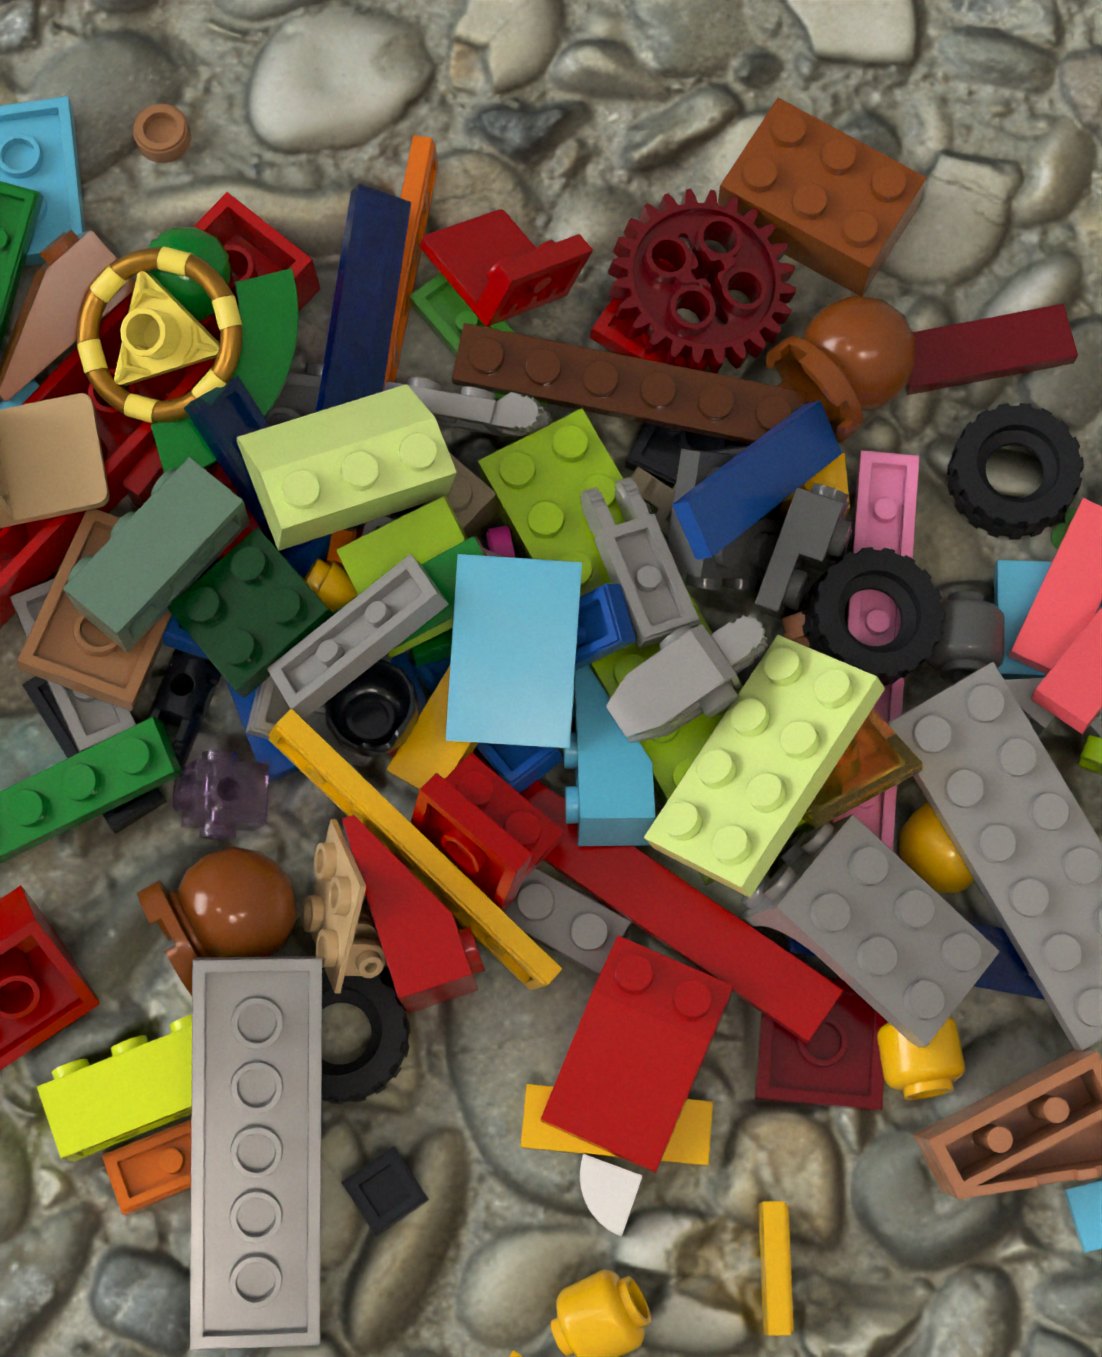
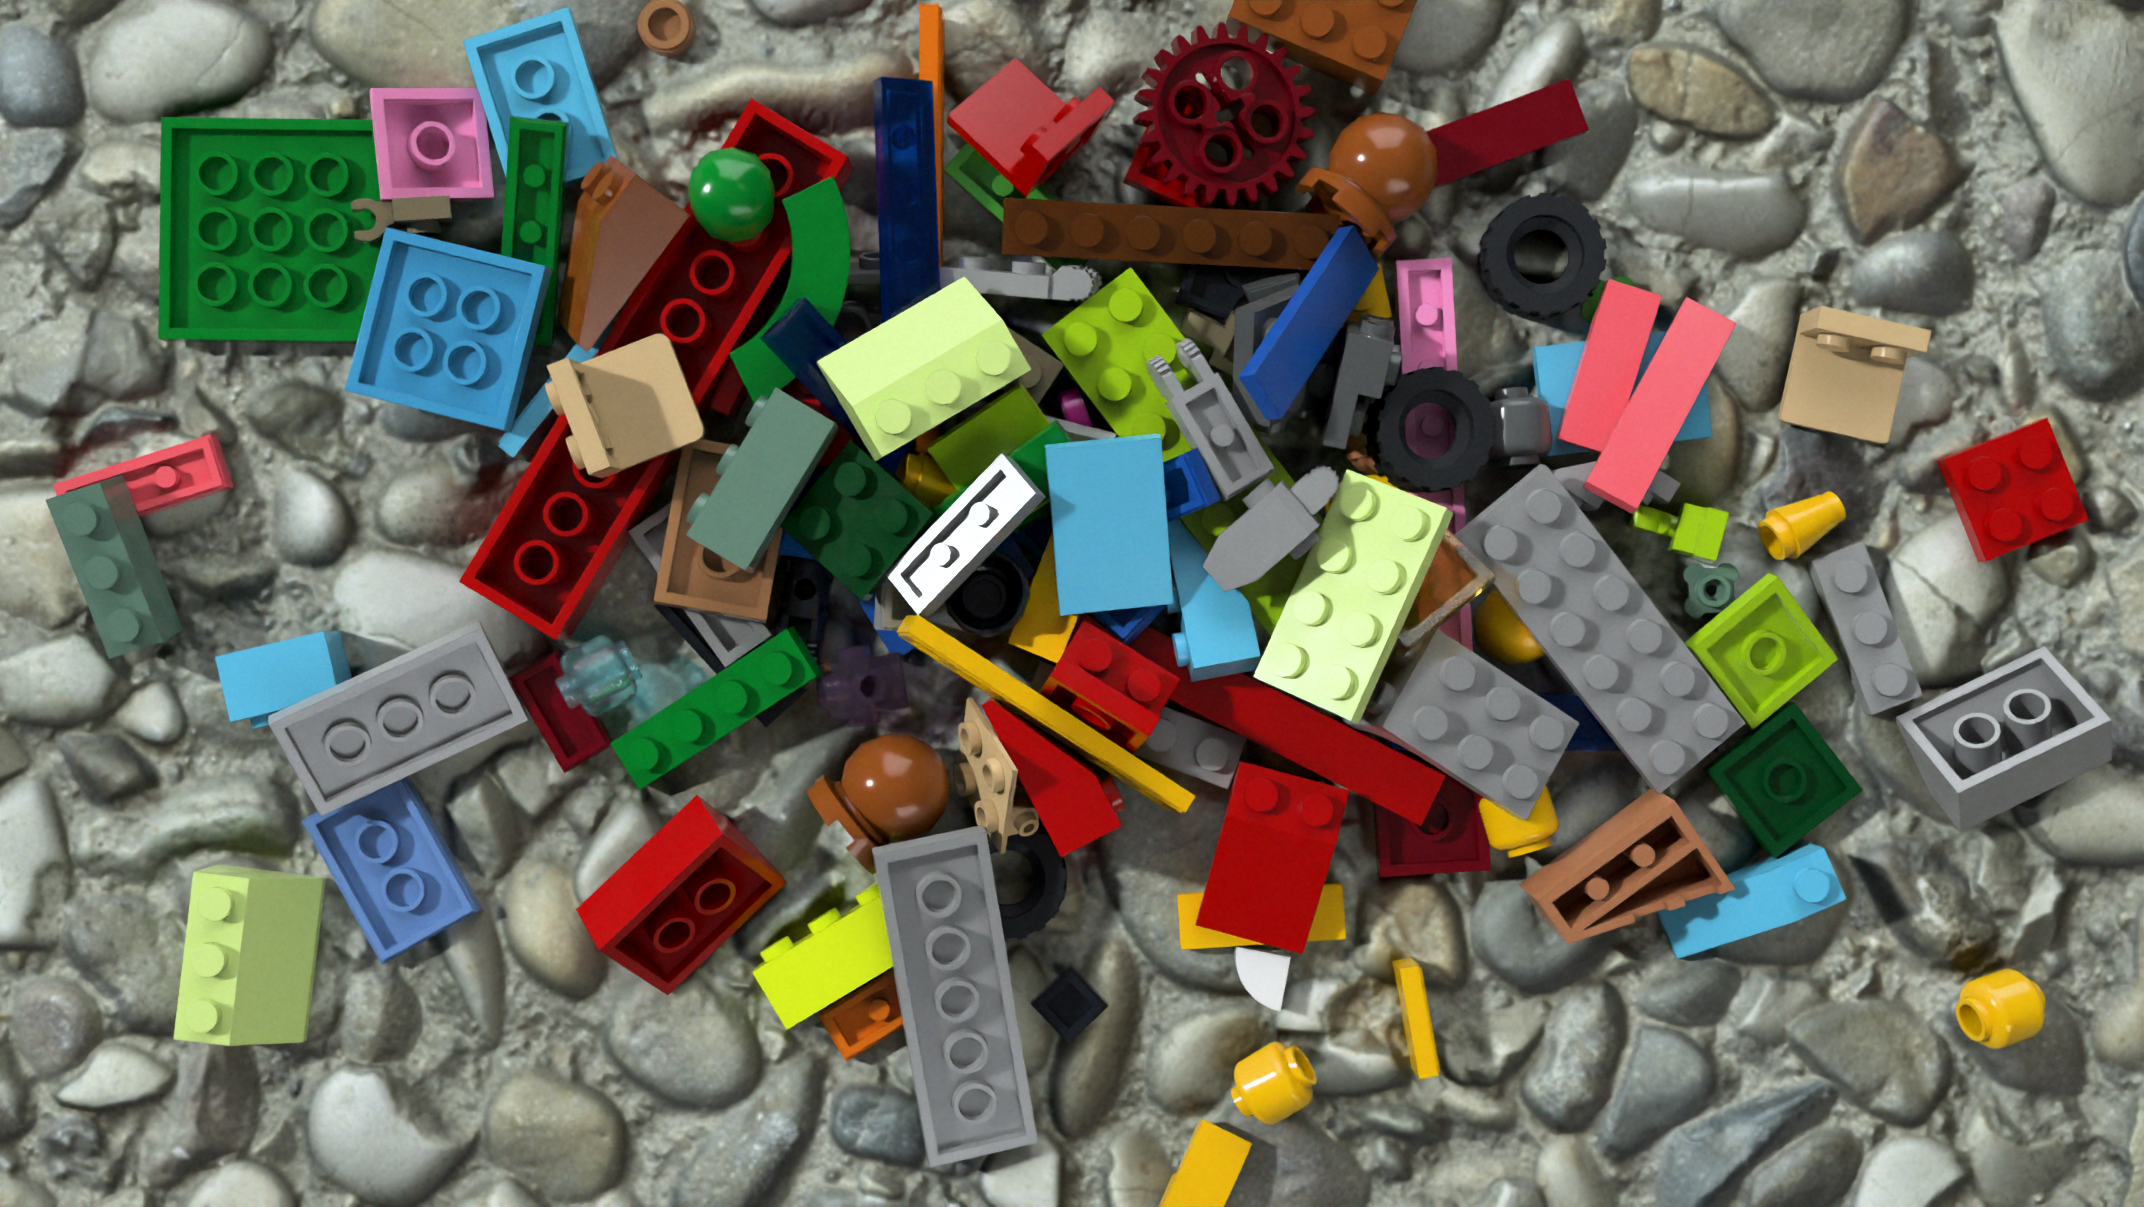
camera: 15 degrees left, 15 degrees up
(158, 332) = (721, 266): light yellow piece -> none

